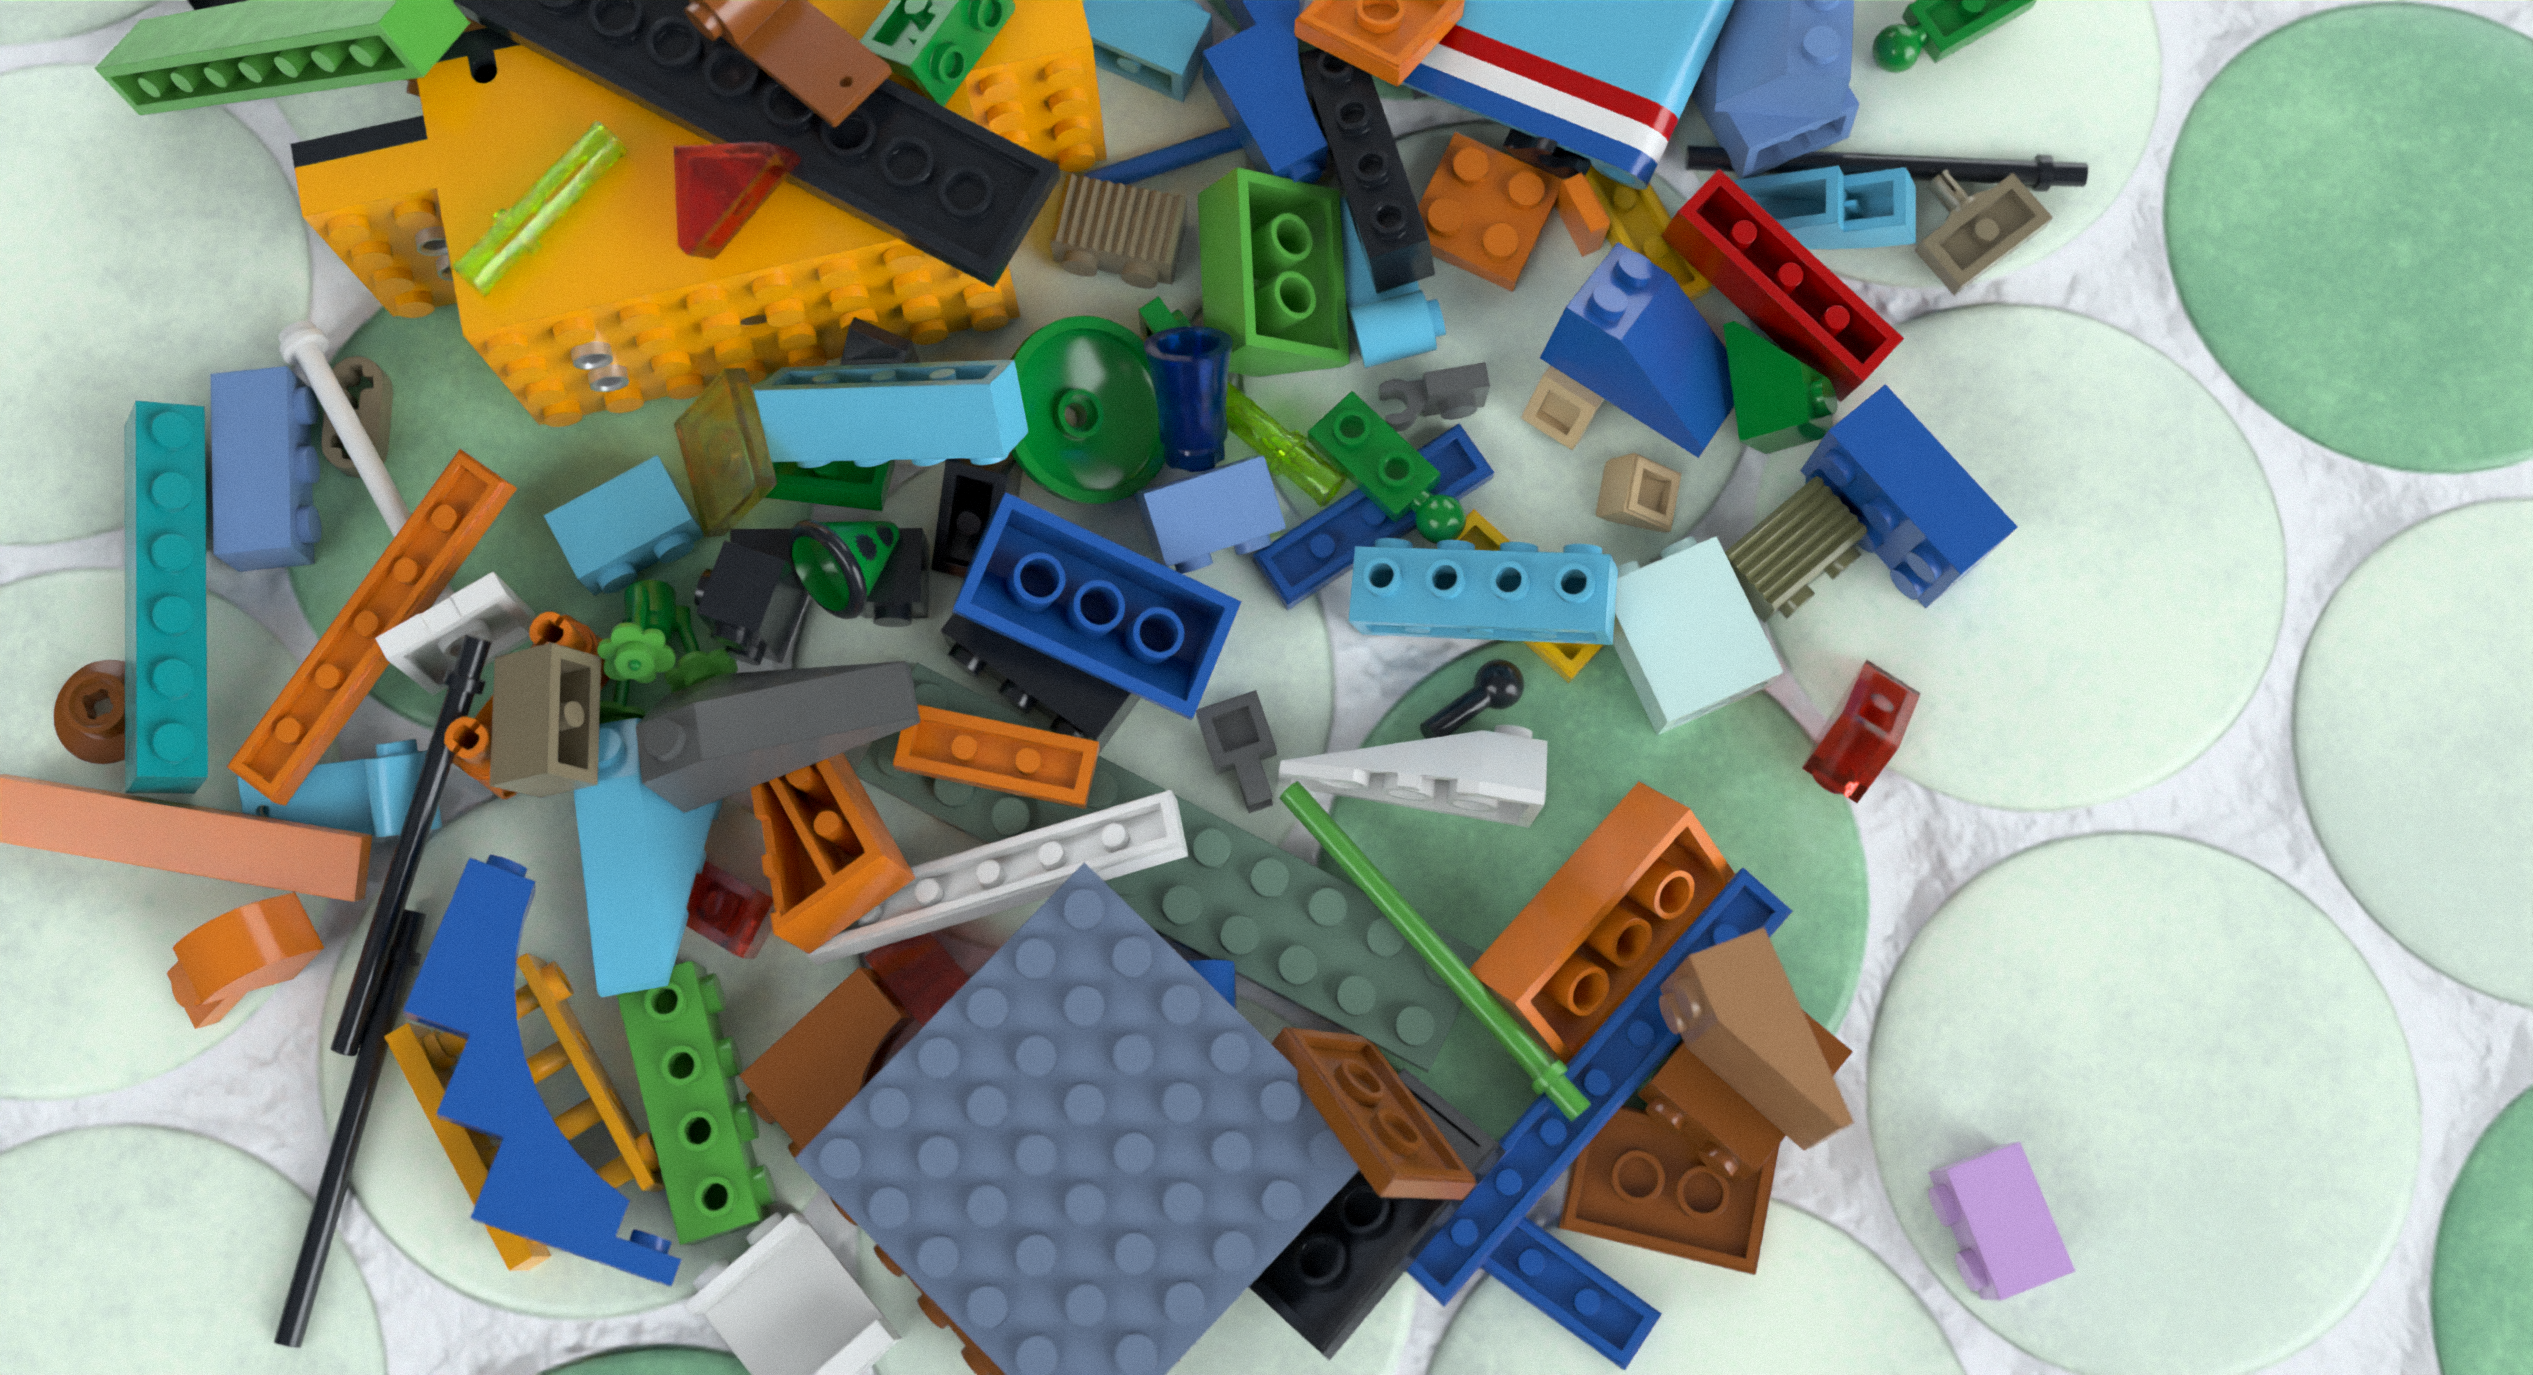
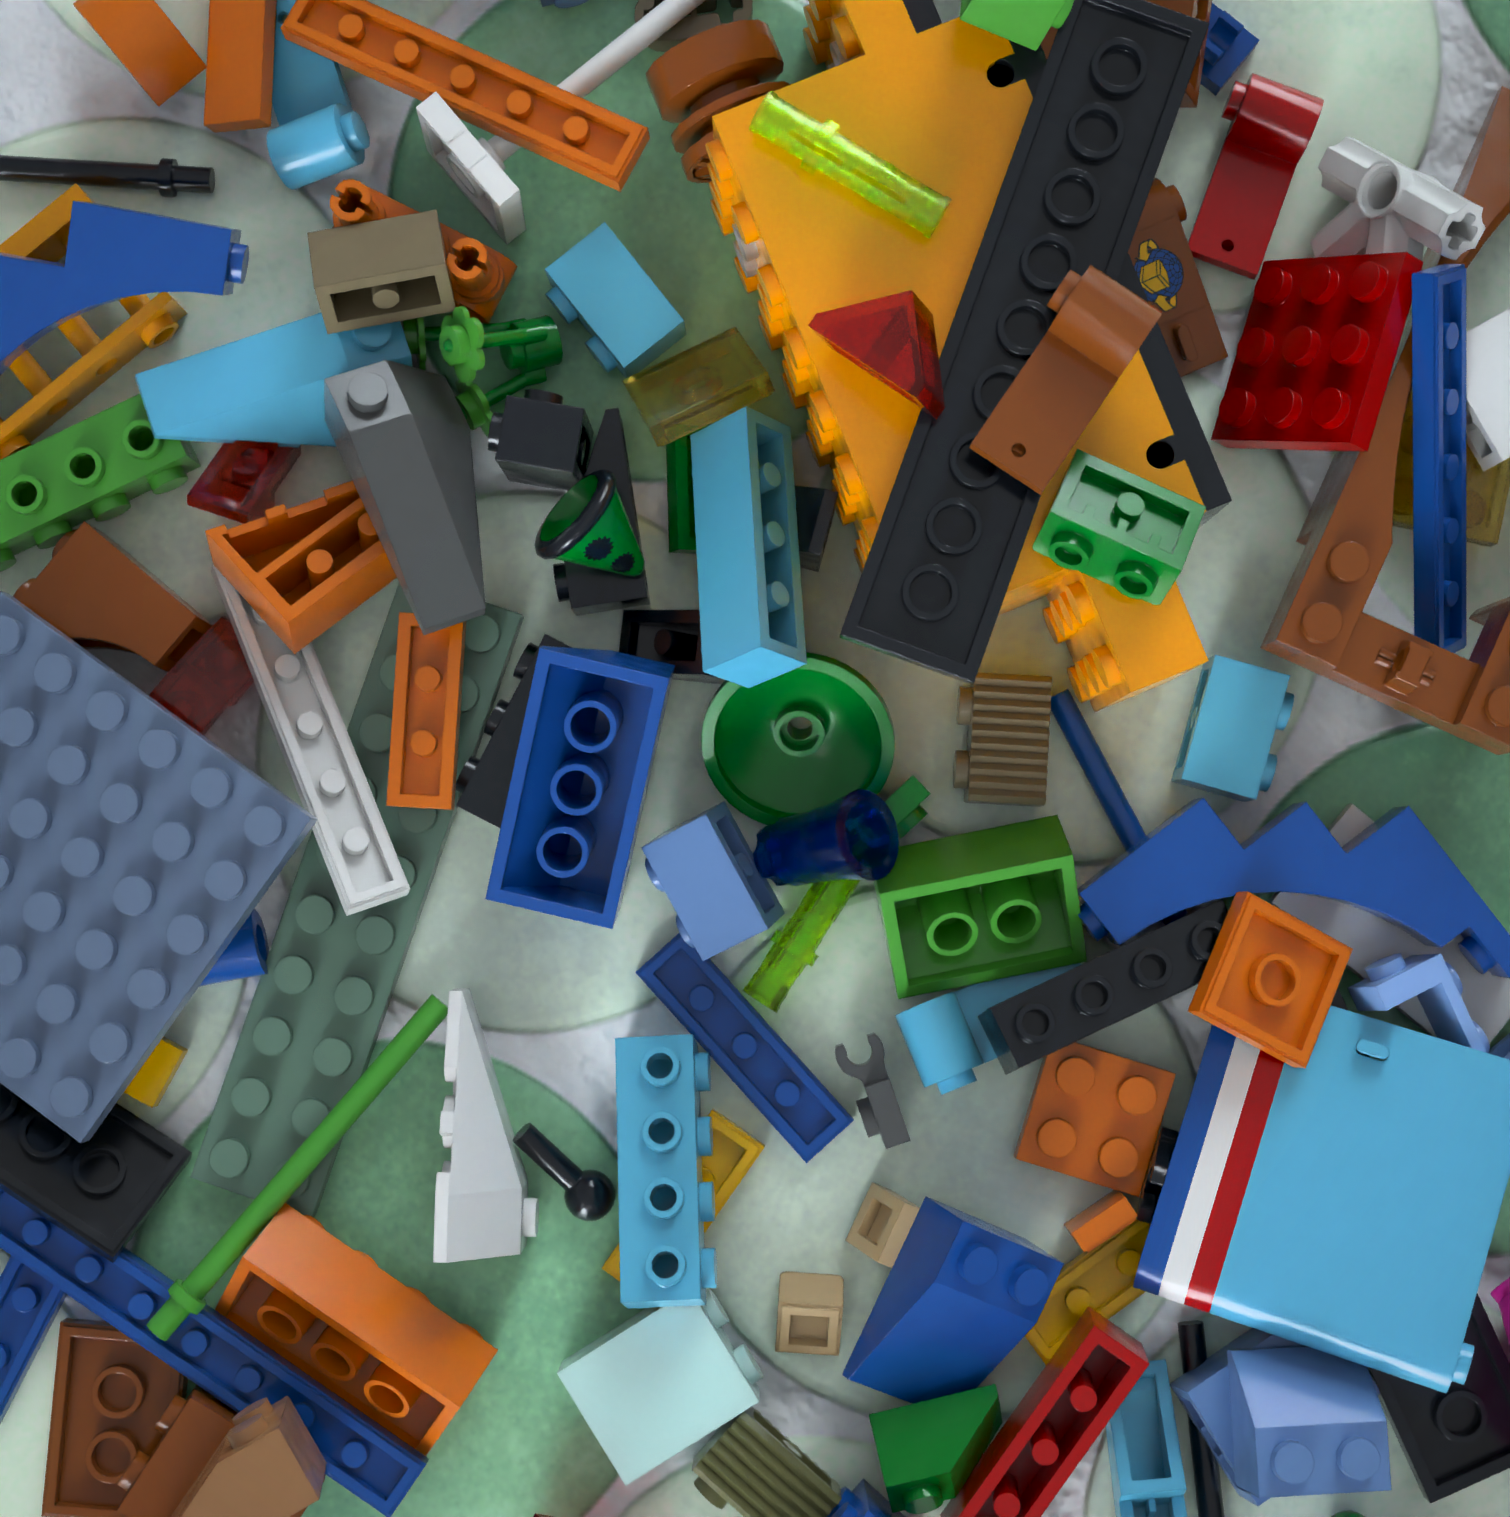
camera: 90 degrees right, 10 degrees up
(437, 386) = (709, 77): none -> dark orange wheel
(462, 686) = (409, 183): black bar -> none
(1239, 740) = (489, 944): dark grey plate -> none
(1374, 1115) = (117, 1133): dark orange tile -> none
(1386, 468) = (787, 1054): green plate -> none

